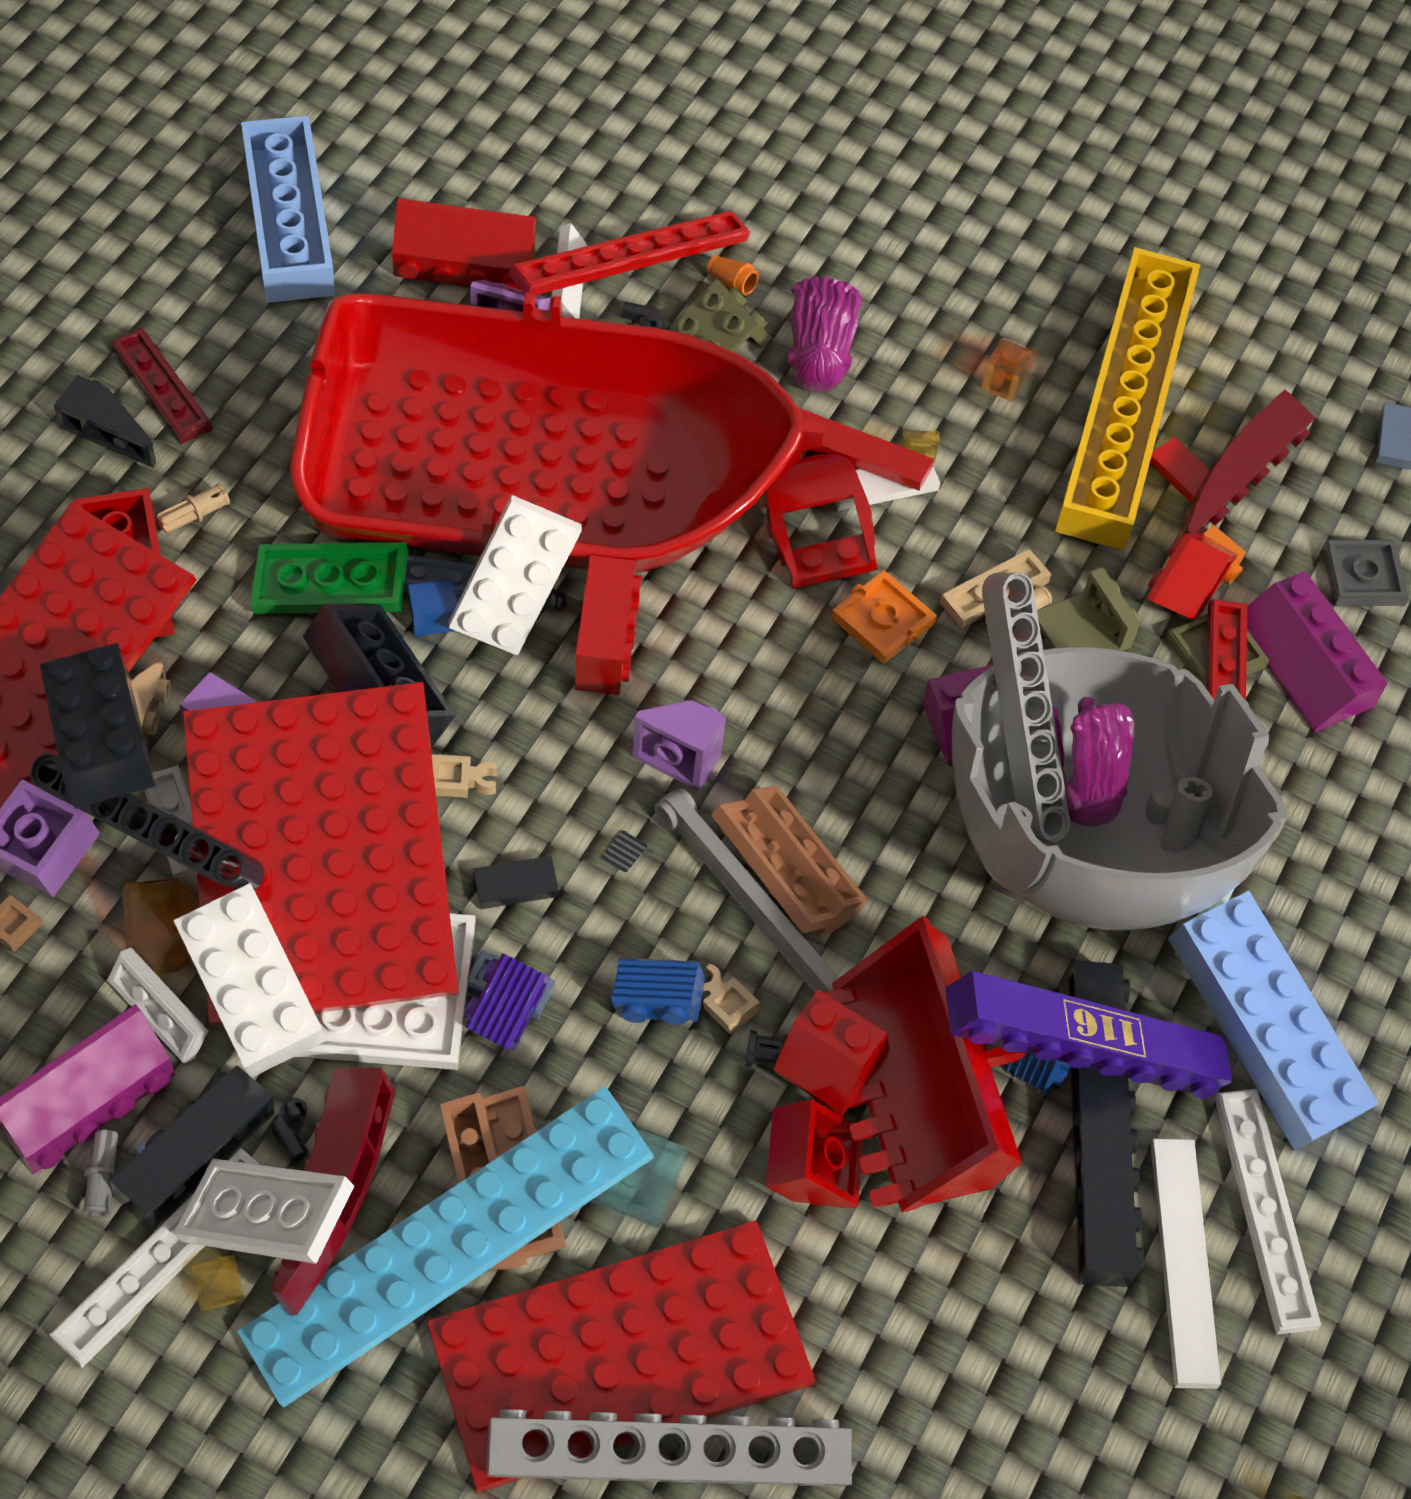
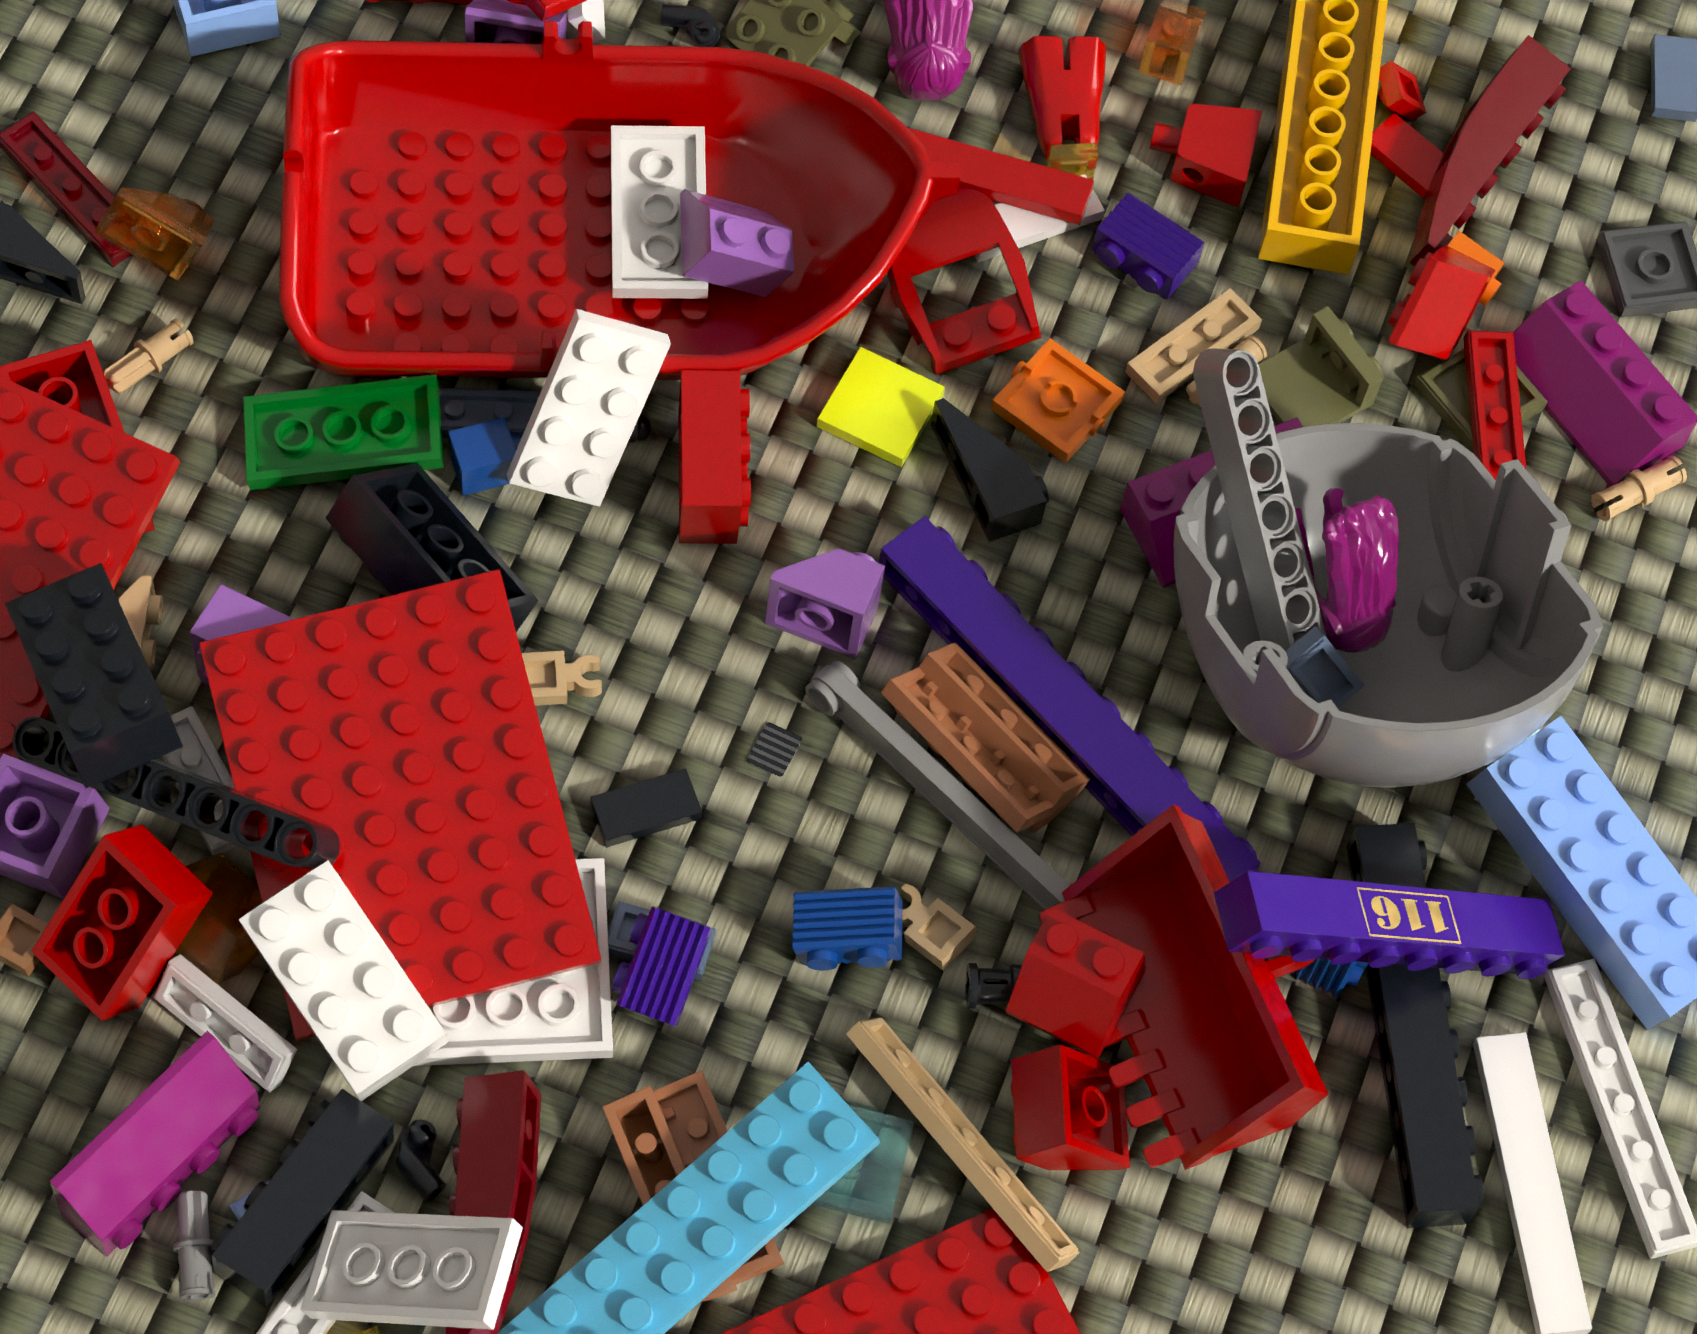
camera: 10 degrees left, 5 degrees up
(87, 915) = (121, 921): none -> red brick
(214, 415) = (156, 228): none -> clear orange slope
(595, 445) = (646, 182): none -> white plate
(647, 473) = (734, 244): none -> medium lavender slope
(726, 1171) = (963, 1143): none -> tan tile
(746, 607) = (880, 407): none -> neon yellow tile
(823, 664) = (990, 473): none -> black slope
(828, 806) = (1054, 693): none -> dark purple brick
(918, 397) = (1064, 92): none -> red piece
(969, 512) = (1147, 246): none -> dark purple brick
(1028, 447) = (1211, 149): none -> red torso
(1056, 827) = (1321, 669): none -> sand blue tile
(1181, 422) = (1400, 91): none -> red plate
(1334, 732) = (1639, 488): none -> tan pin

